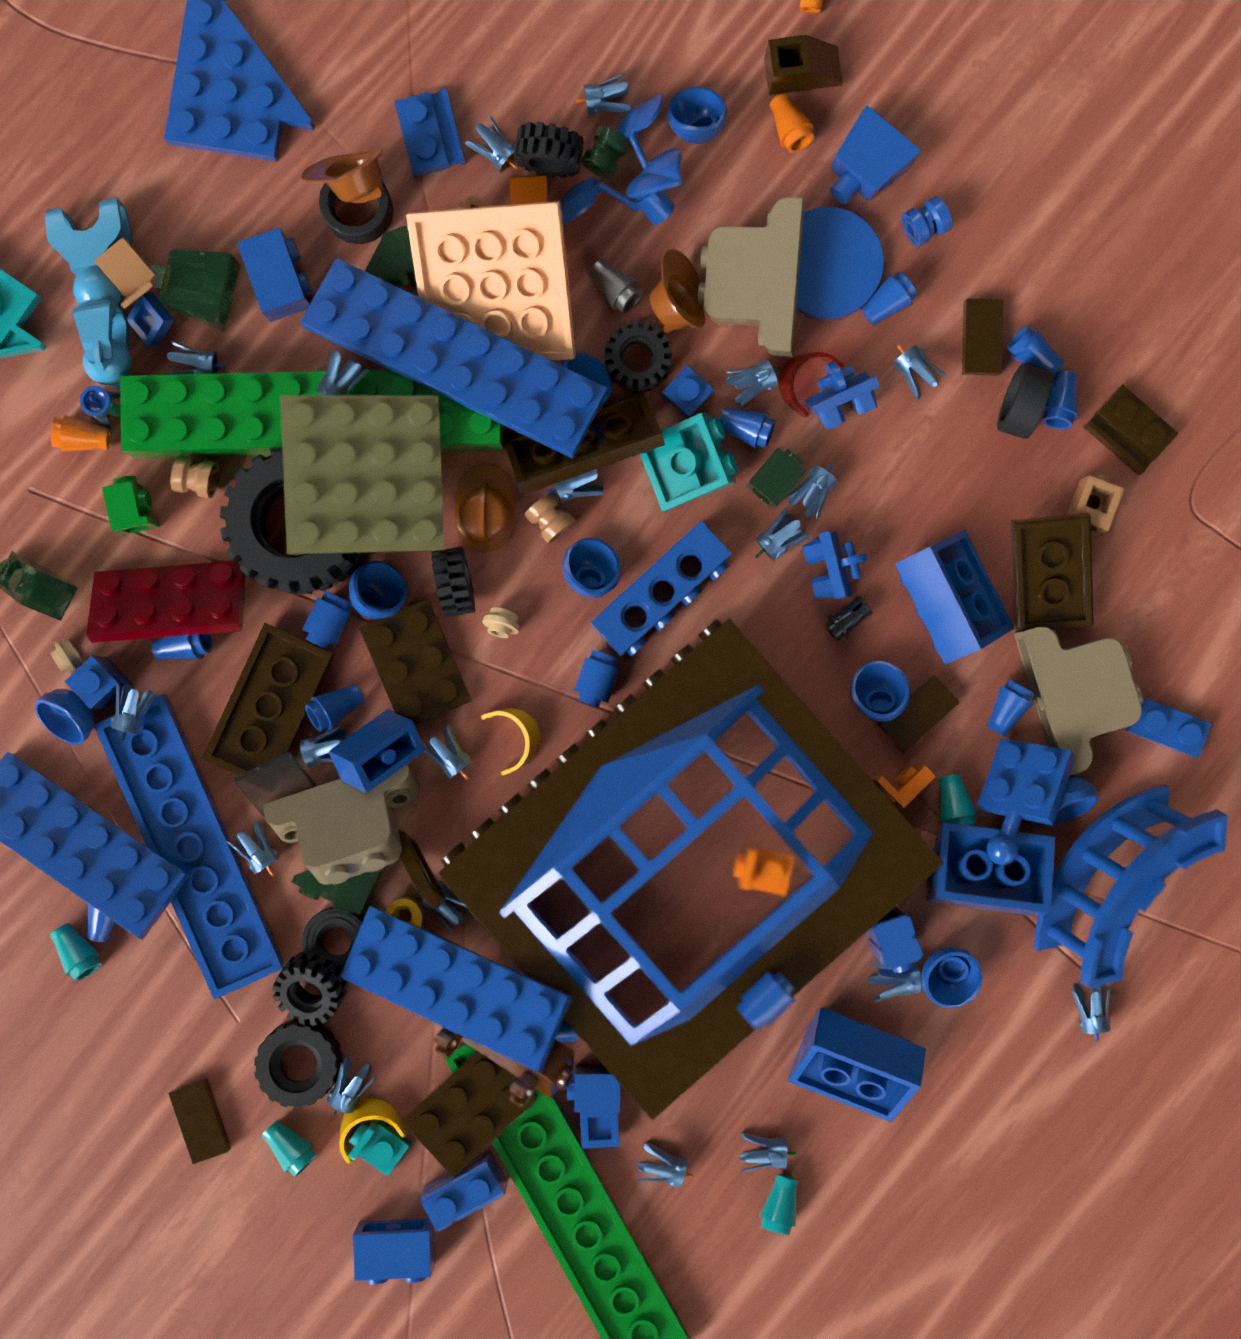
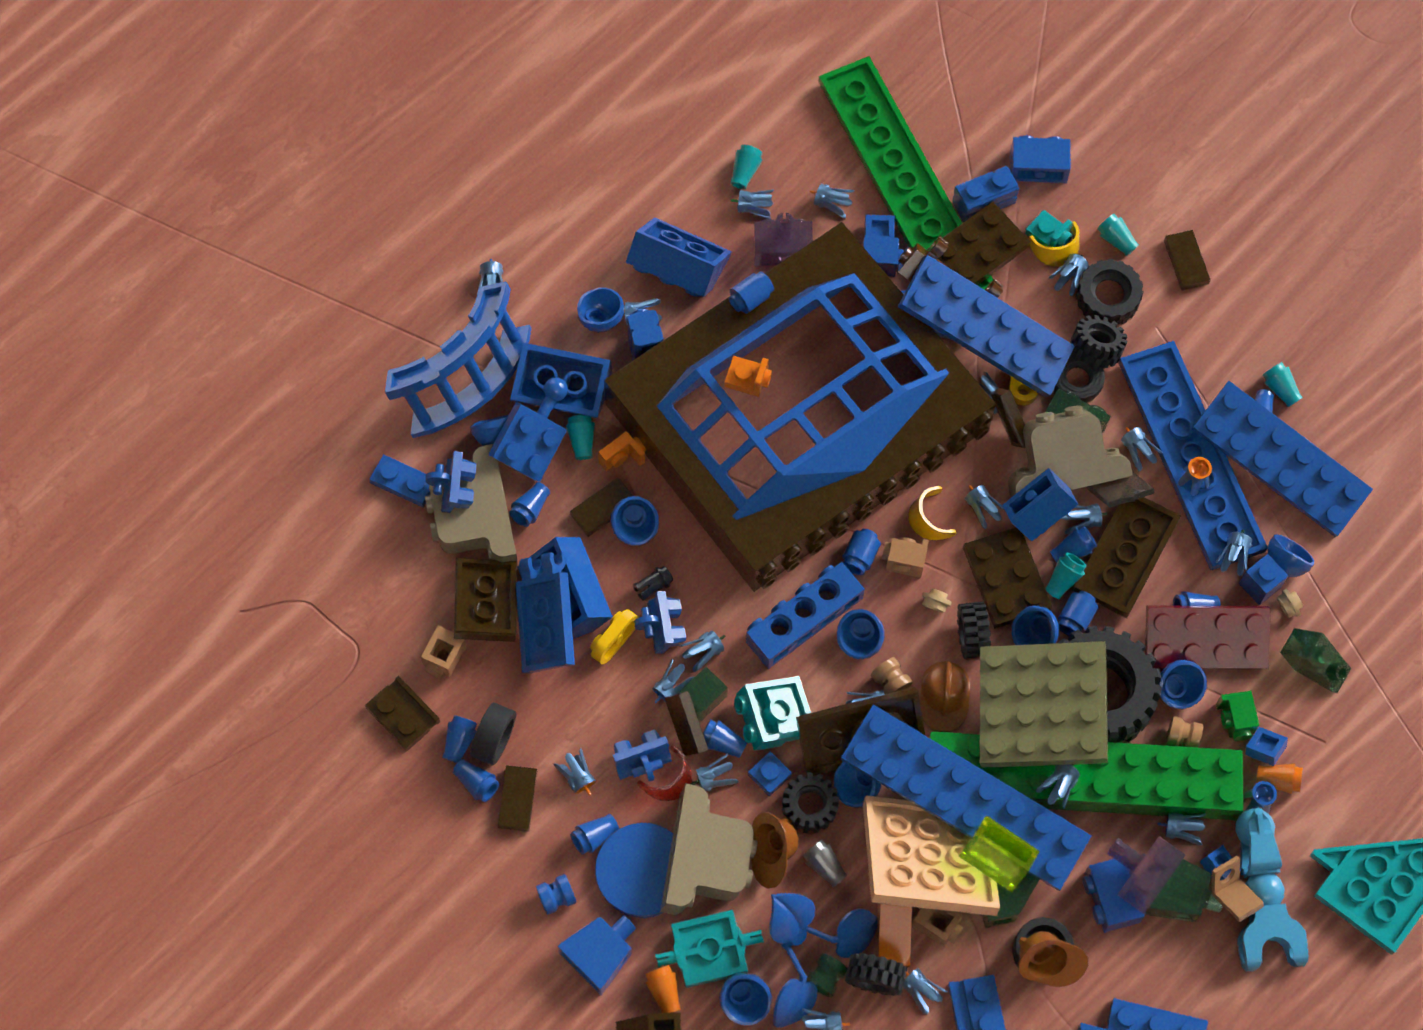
camera: 170 degrees left, 20 degrees down
(95, 470) = (1266, 746): none -> blue plate
(177, 809) = (1198, 471): none -> piece
(196, 536) = (1182, 684): none -> blue piece
(231, 281) = (1147, 871): none -> clear purple brick
(341, 668) = (1065, 575): none -> teal cone
(408, 282) = (999, 853): none -> clear neon green brick
(542, 677) = (905, 556): none -> medium nougat brick
(726, 1097) = (780, 239): none -> clear purple brick
(742, 174) = (709, 948): none -> teal plate
(794, 434) = (686, 723): none -> dark brown tile
(897, 531) = (620, 629): none -> yellow plate
(980, 554) = (544, 614): none -> blue tile
(1115, 730) = (455, 470): none -> blue hips

